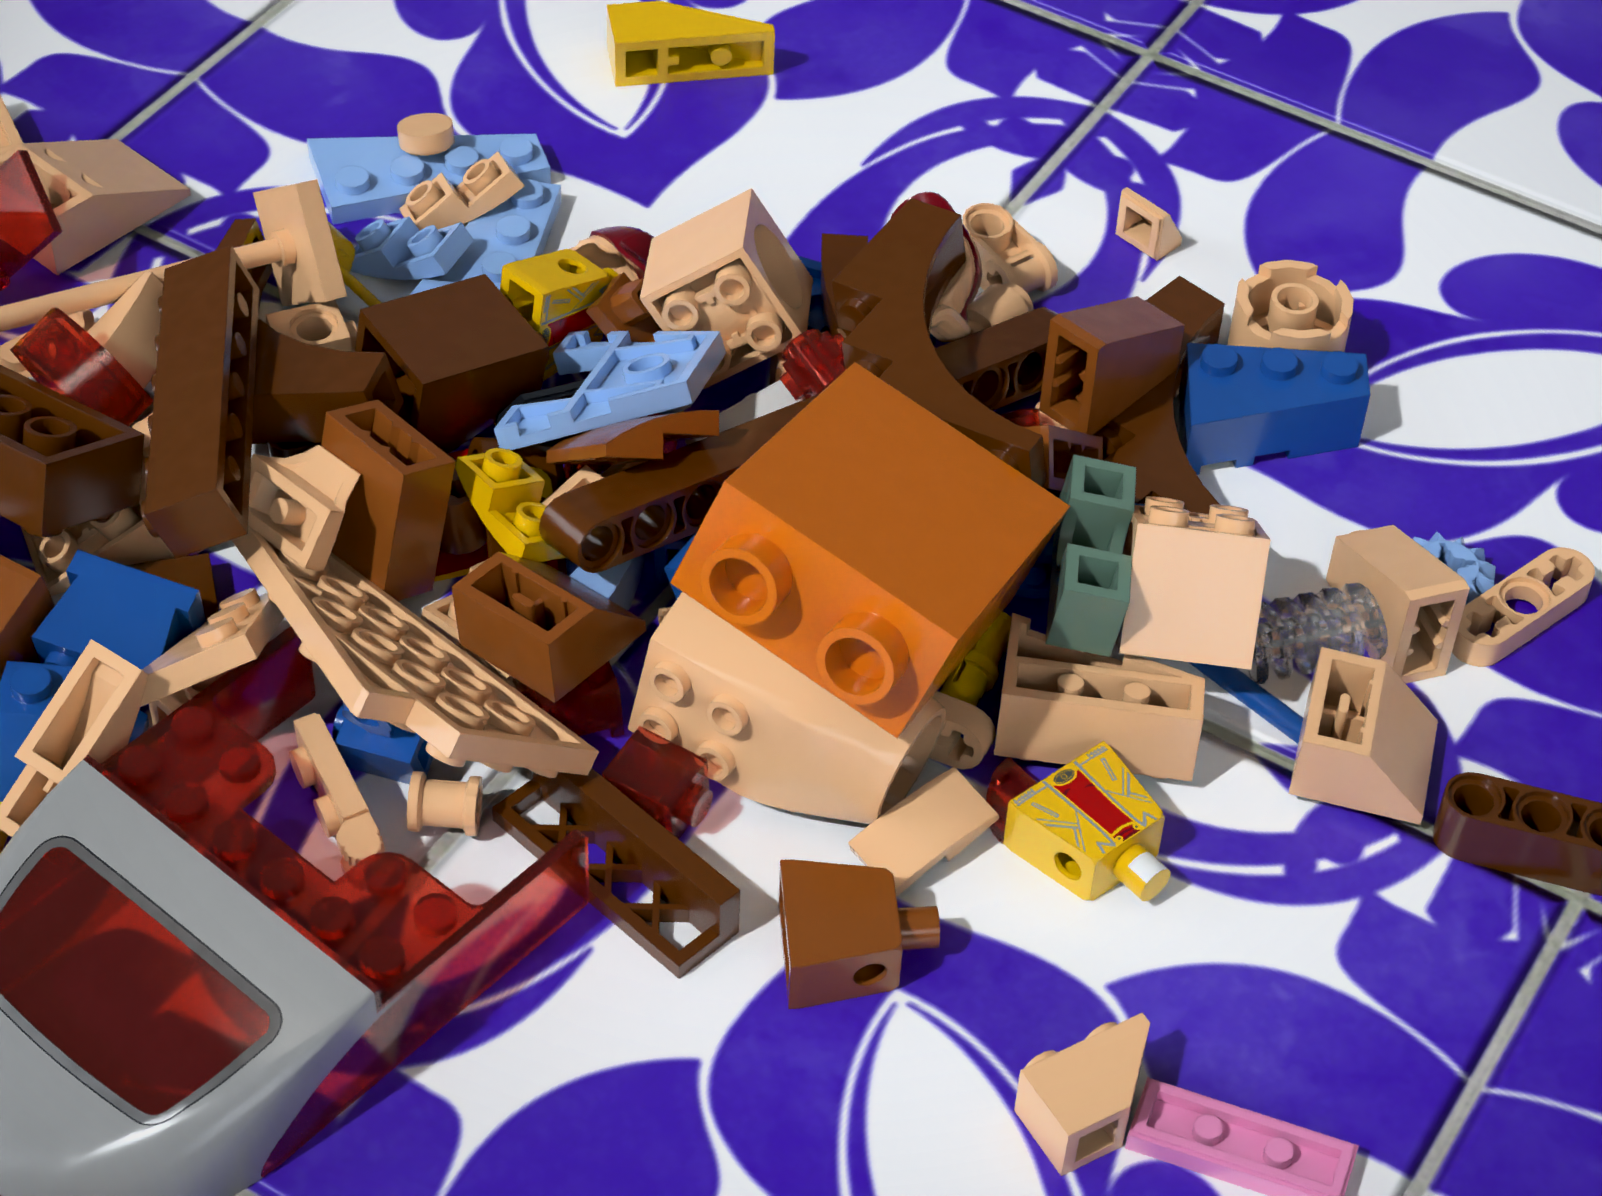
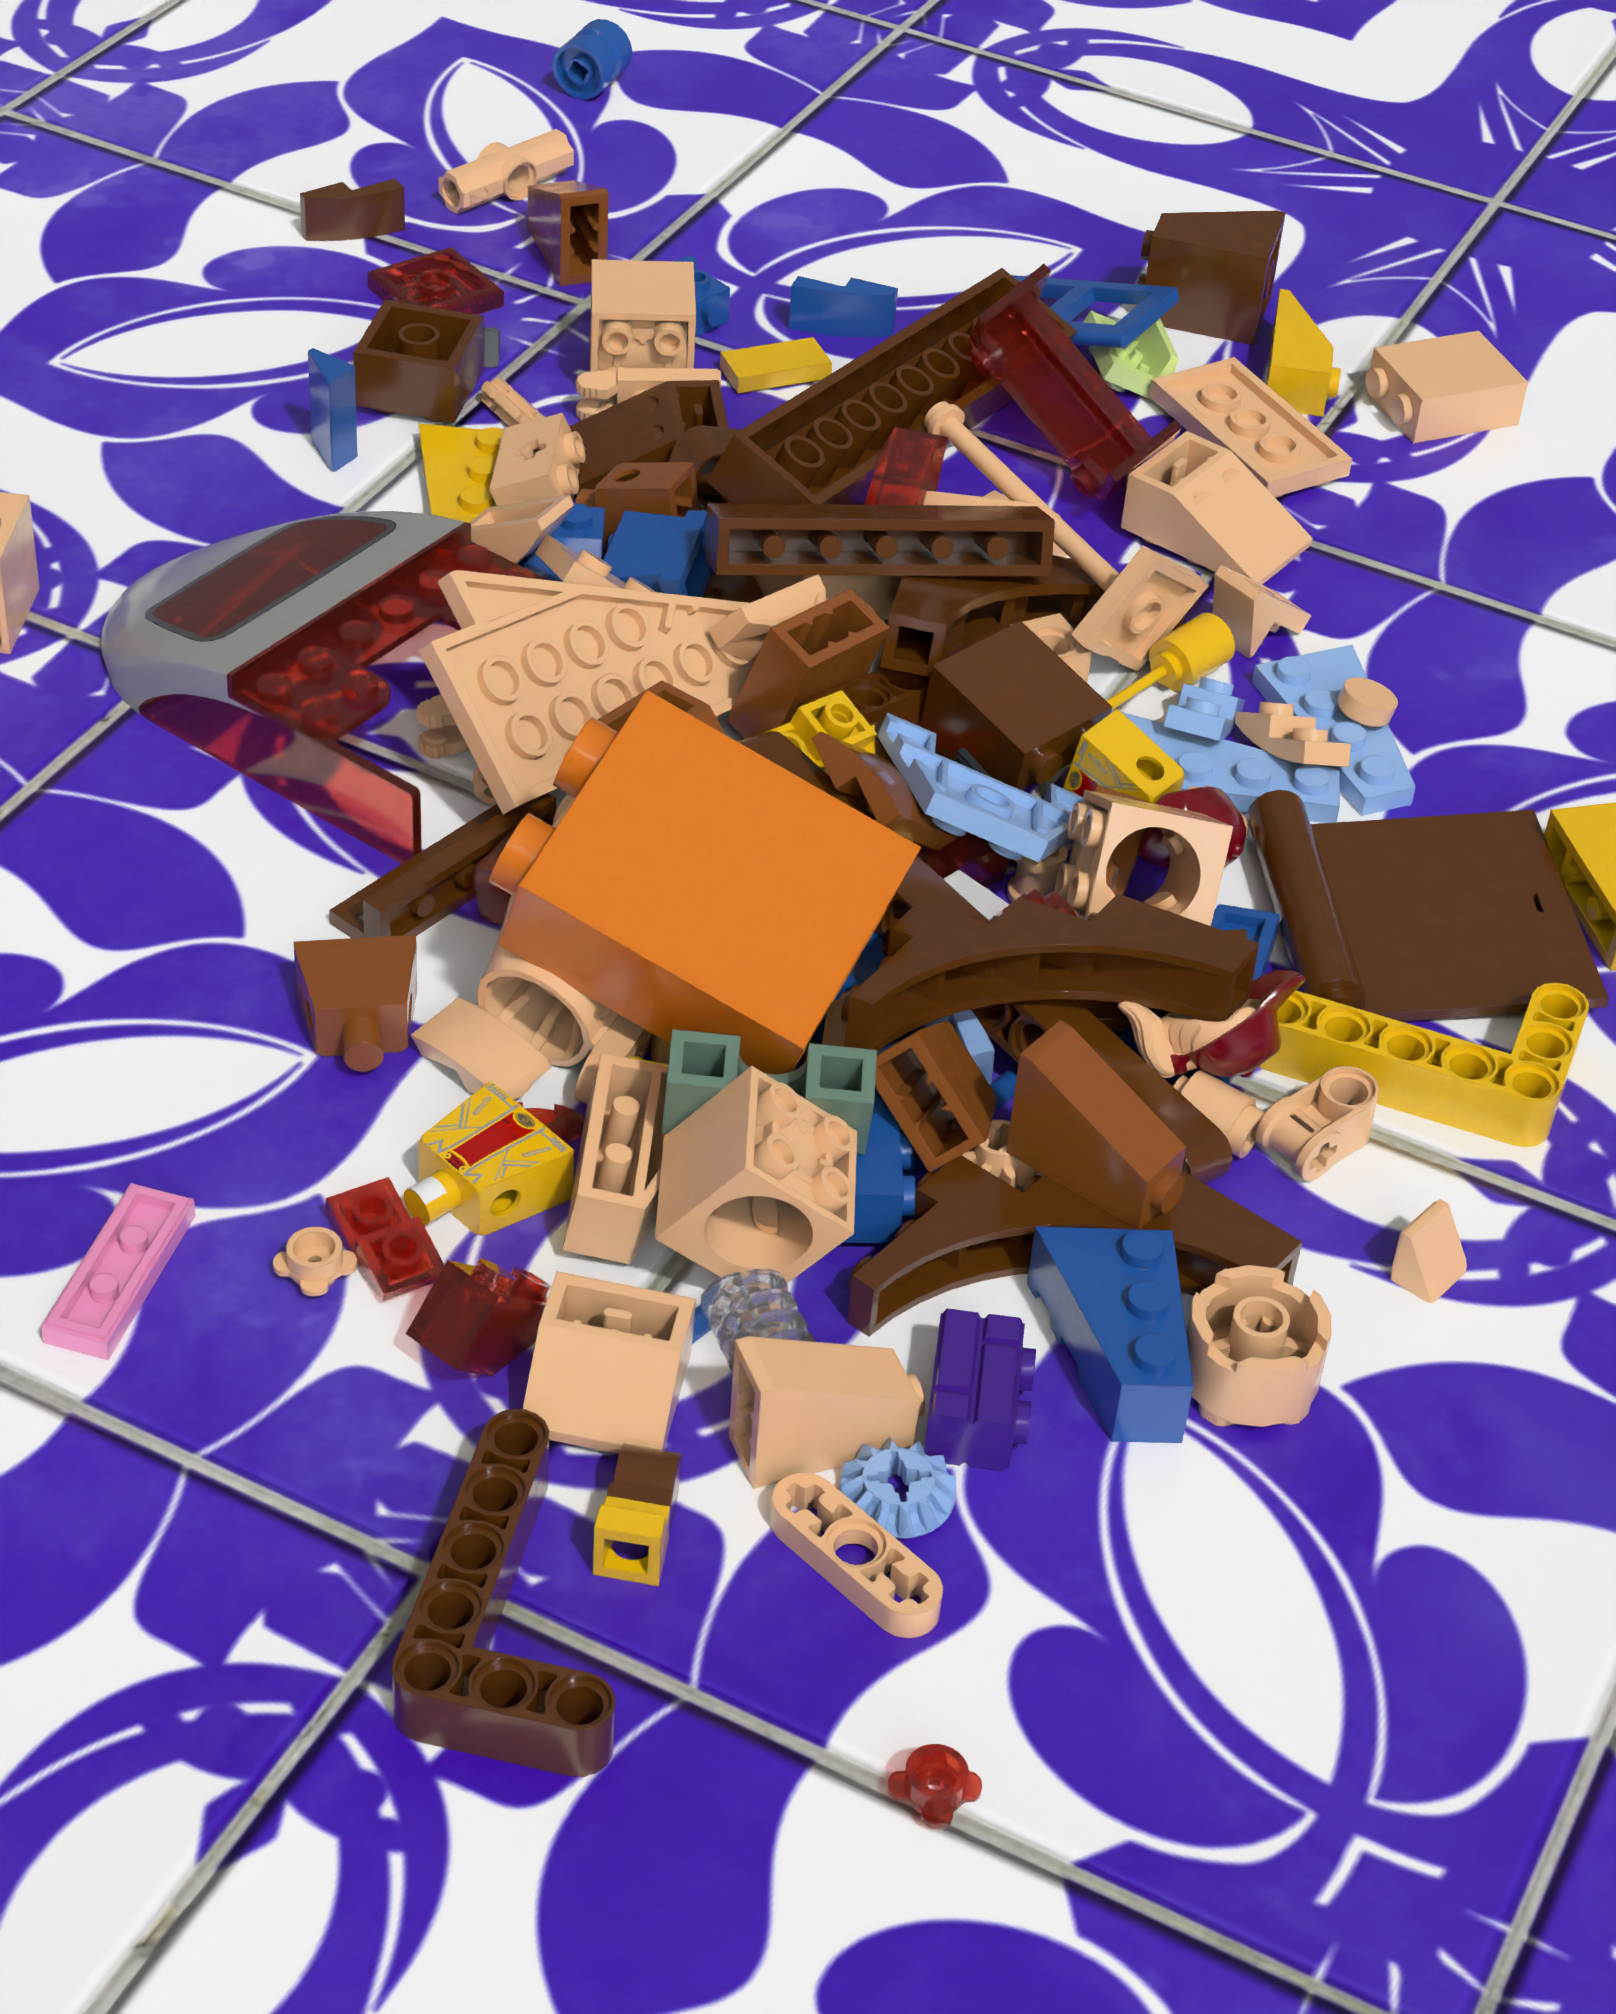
camera: 85 degrees right, 5 degrees down
(249, 177) = (1252, 610): none -> light nougat slope
(687, 139) = (1421, 910): none -> reddish brown door
(942, 129) = (1441, 1075): none -> yellow beam
(1083, 1095) = (171, 1147): light nougat slope -> none
(1195, 920) = (389, 1246): none -> clear red slope
(1226, 961) = (314, 1260): none -> light nougat plate
(1303, 831) = (480, 1315): none -> clear red slope
(1338, 497) = (976, 1389): none -> dark purple brick
(1511, 736) = (638, 1512): none -> leg

